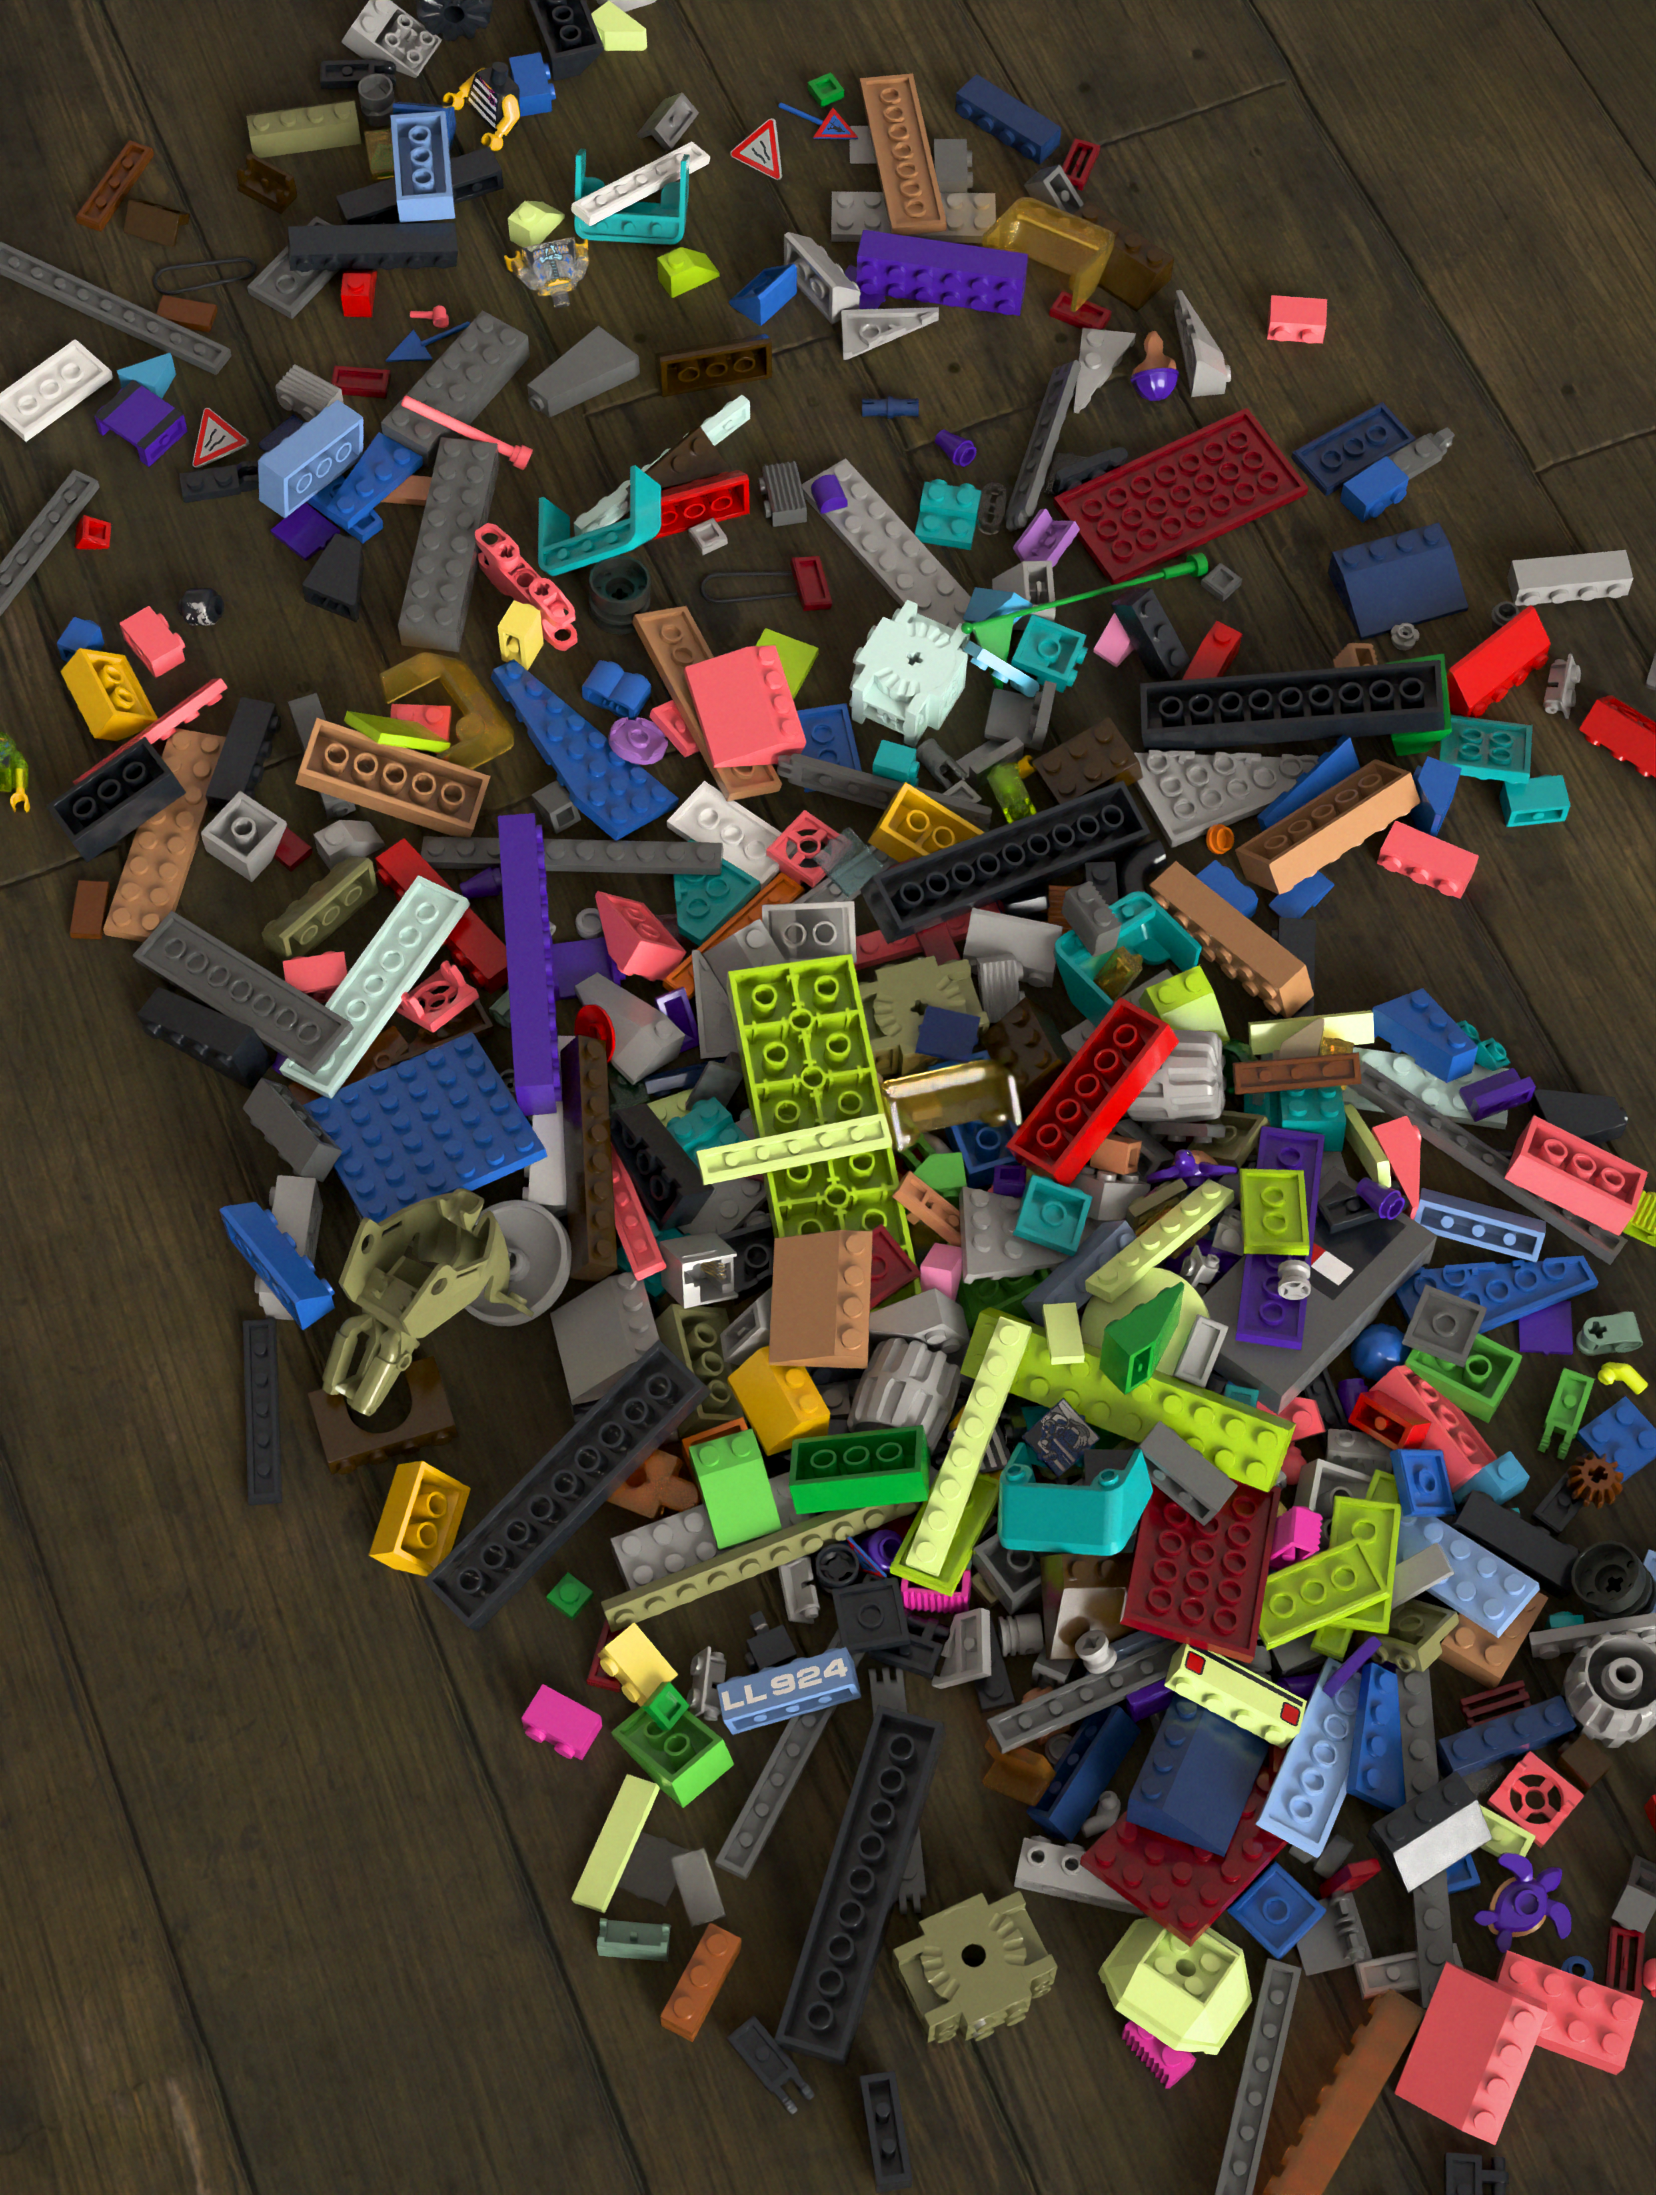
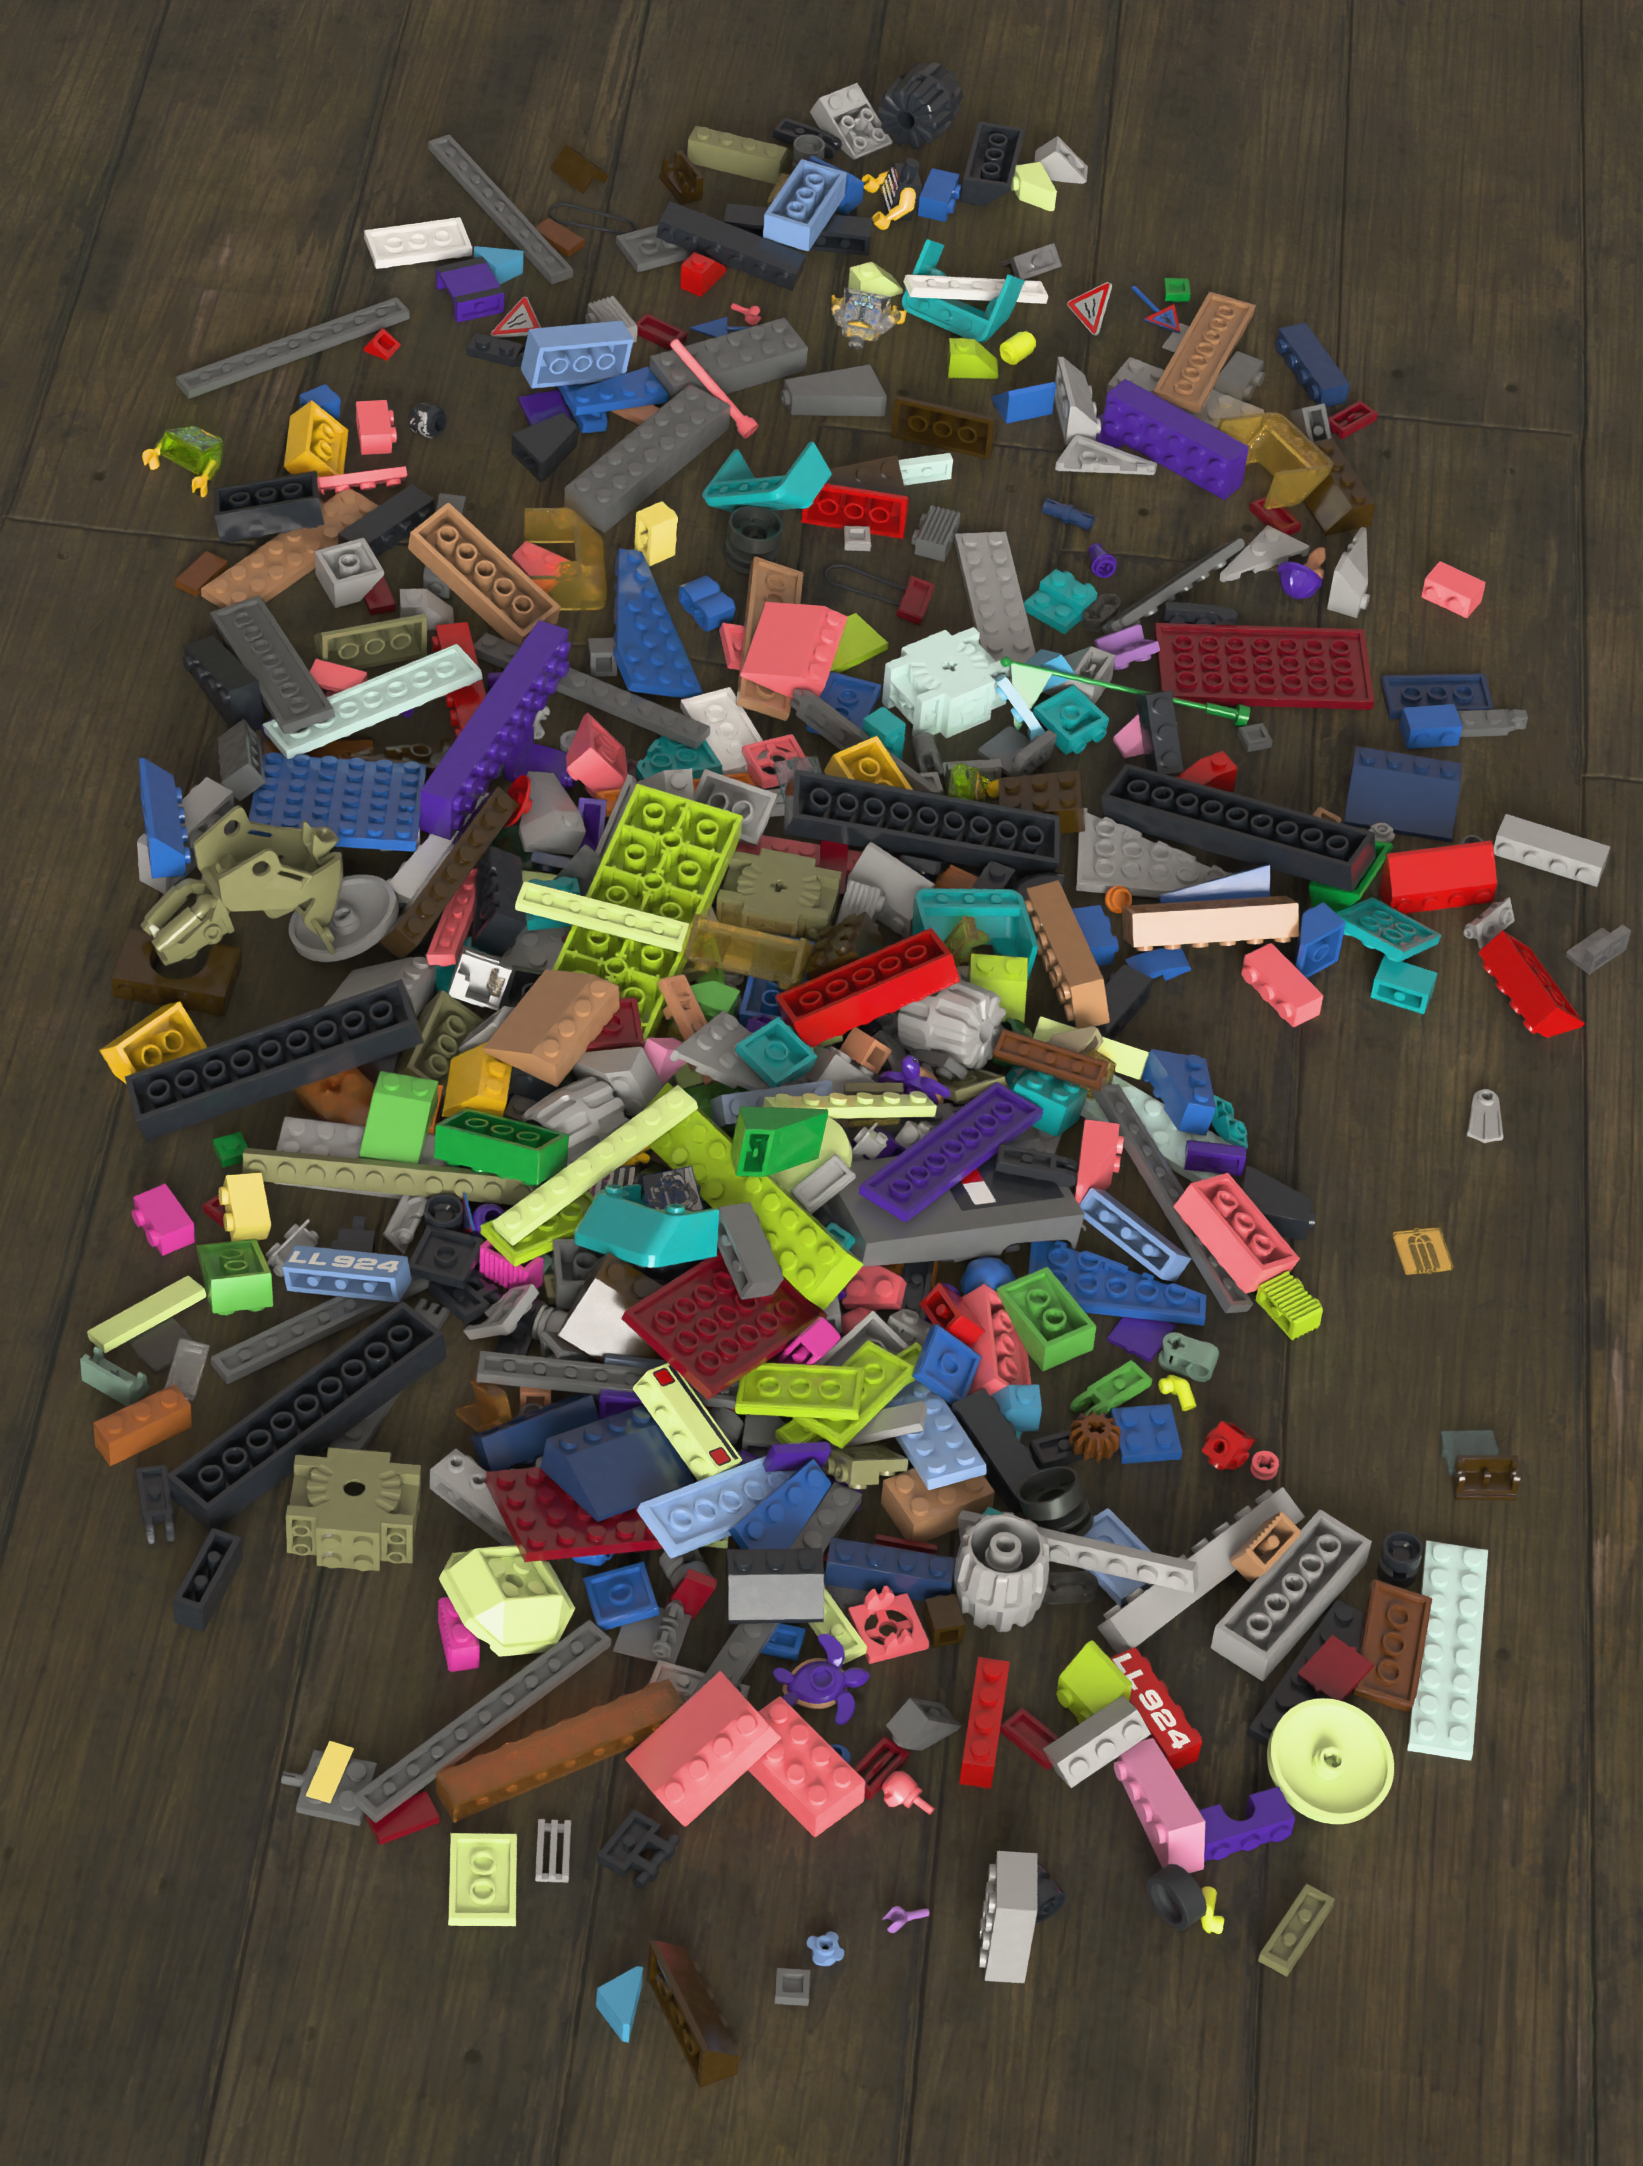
camera: 25 degrees right, 15 degrees down
(114, 185) = (570, 134): reddish brown tile -> none
(262, 1412) = (91, 934): black tile -> none
(396, 732) = (507, 545): lime tile -> none
(435, 1017) = (412, 736): coral piece -> none
(521, 582) = (681, 497): coral piece -> none
(637, 740) = (697, 641): medium lavender tile -> none
(665, 1705) = (246, 1237): green plate -> none
(720, 232) = (1017, 347): none -> neon yellow brick
(828, 494) = (971, 543): dark purple brick -> none
(947, 1035) = (787, 911): clear blue piece -> none
(1063, 1333) = (718, 1119): yellowish green tile -> none
(1091, 918) = (957, 882): dark grey brick -> none
(1096, 1651) = (597, 1346): light grey wheel -> none
(1273, 1212) = (956, 1130): lime tile -> none
(1294, 1279) = (932, 1169): light grey wheel -> none
(1366, 1147) = (1071, 1134): yellowish green tile -> none
(1382, 1199) = (1050, 1160): dark purple cone -> none
(1444, 1326) = (1044, 1274): dark grey plate -> none

